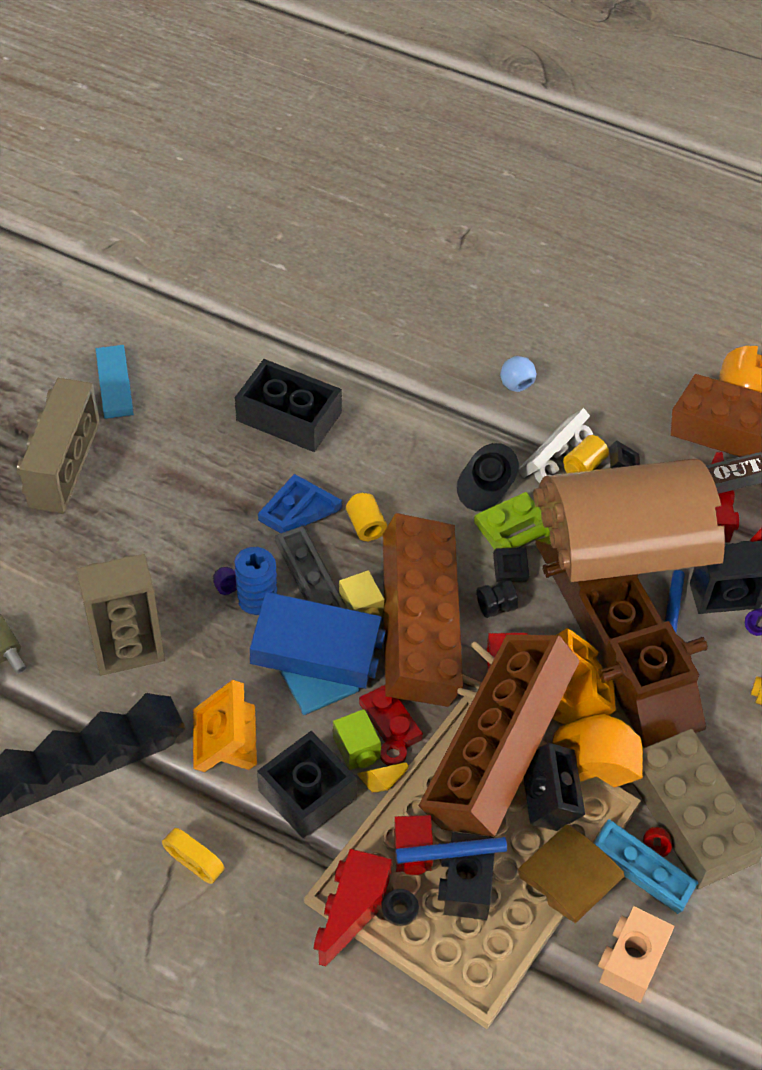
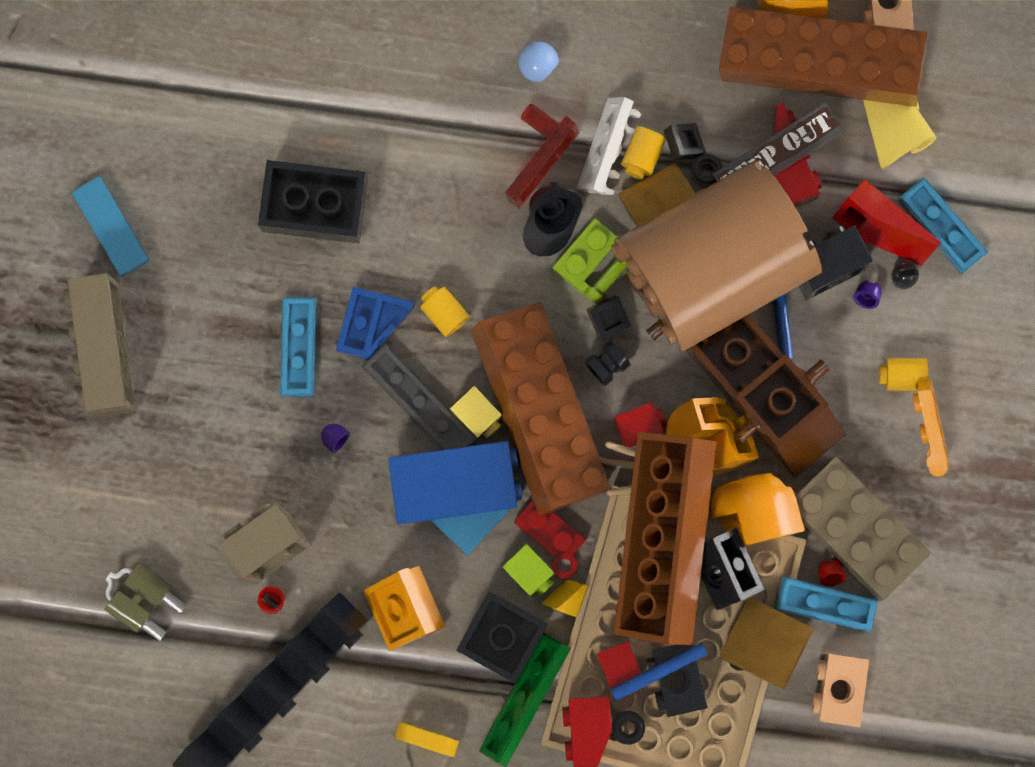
camera: 15 degrees left, 30 degrees up
(108, 683) = (275, 595): none -> red hinge
(226, 508) = (298, 347): none -> dark azure tile
(254, 577) = (363, 448): blue piece -> none
(304, 852) = (524, 700): none -> green tile
(509, 430) = (558, 140): none -> clear red piece

